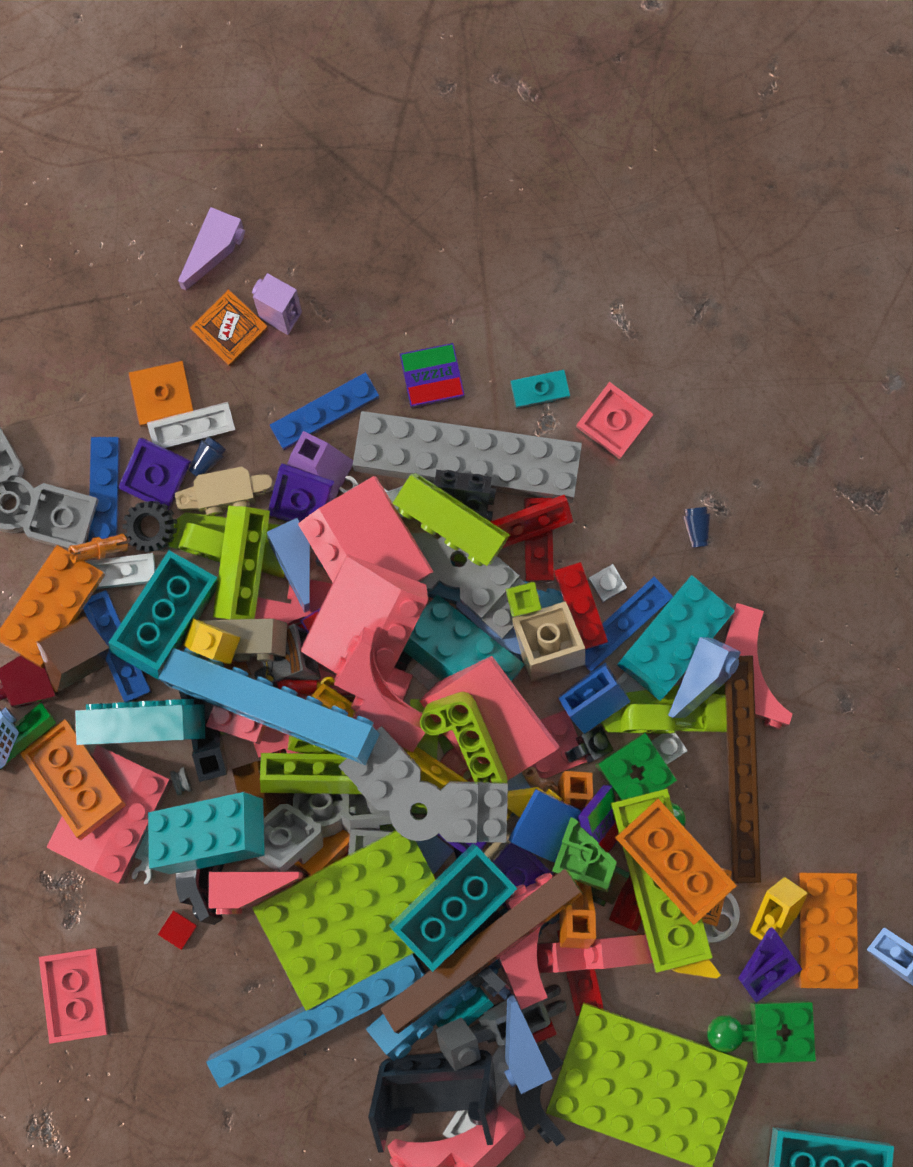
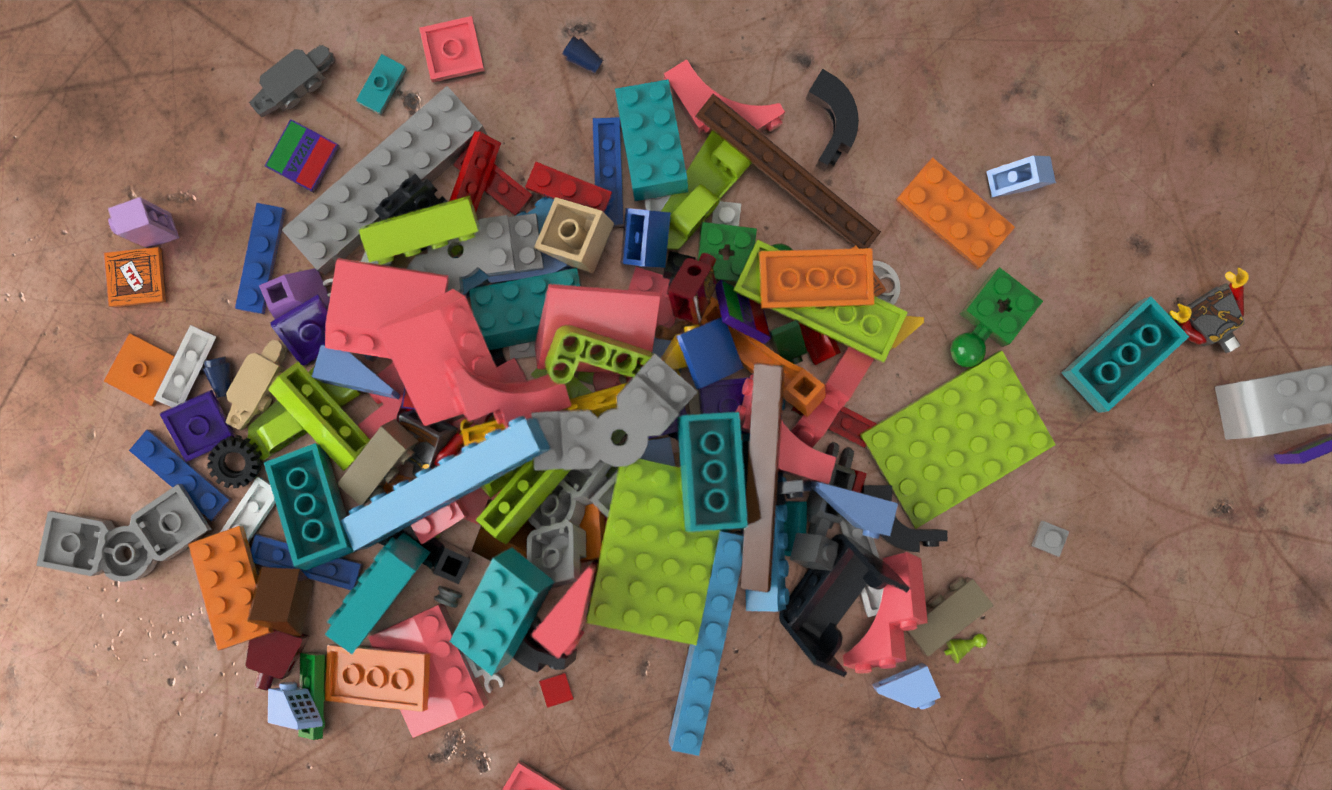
camera: 45 degrees left, 5 degrees up
(98, 548) = (217, 515): orange pin -> none
(211, 641) = (360, 487): yellow slope -> none
(213, 244) = (59, 235): lavender slope -> none
(484, 318) = (291, 79): none -> dark grey hinge
(523, 599) = (526, 226): lime plate -> none
(584, 858) = (758, 343): bright green slope -> none
(585, 770) = (693, 288): none -> dark red torso
(607, 583) = (568, 157): white plate -> none
(707, 671) = (696, 136): medium blue slope -> none
(768, 966) = (946, 277): dark purple wing -> none
(779, 908) = (912, 237): yellow slope -> none
(833, 764) = (840, 105): none -> black arch

